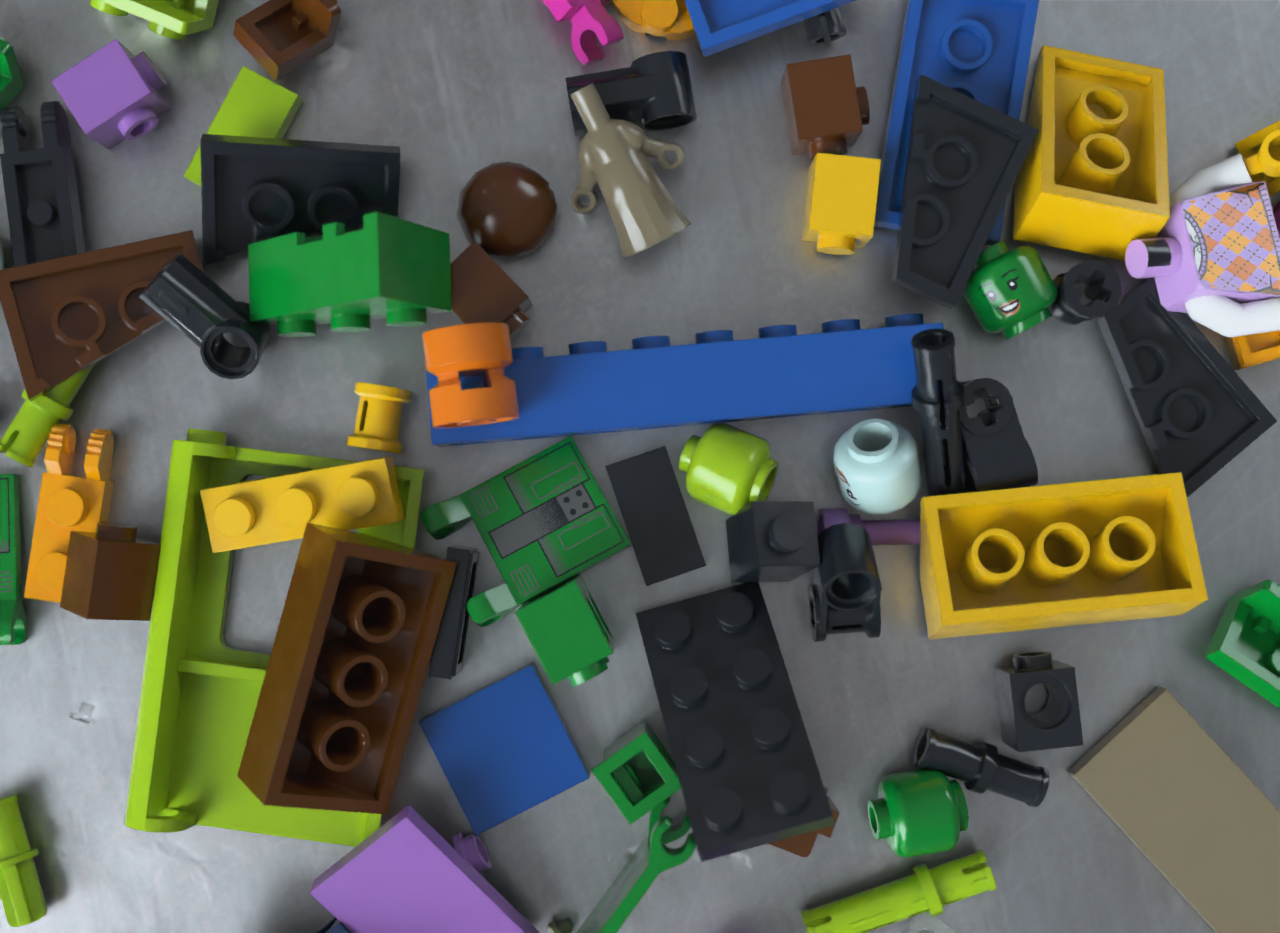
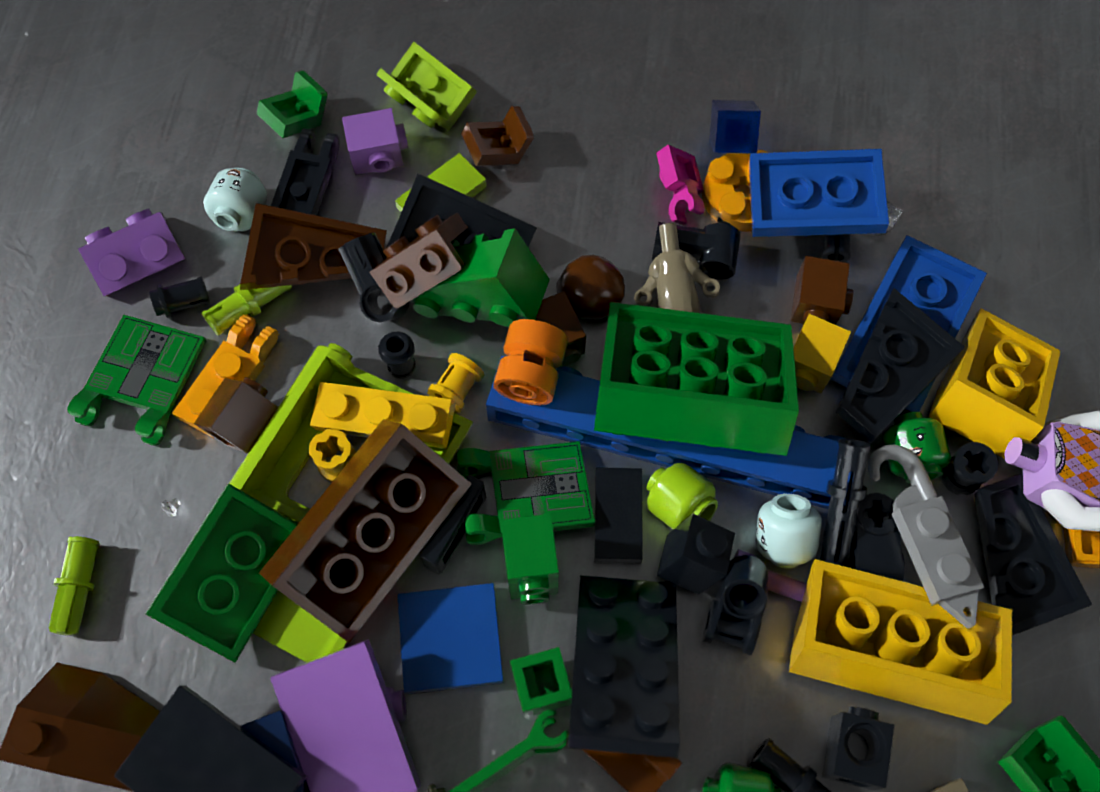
camera: 20 degrees right, 20 degrees down
(186, 803) = (217, 584): none -> green tile
(258, 596) = (329, 443): none -> yellow bush
(262, 282) = (422, 262): none -> reddish brown bracket
(271, 406) = (397, 352): none -> black pin
(697, 310) = (698, 379): none -> green slope
(1059, 415) = (932, 538): none -> light grey plate

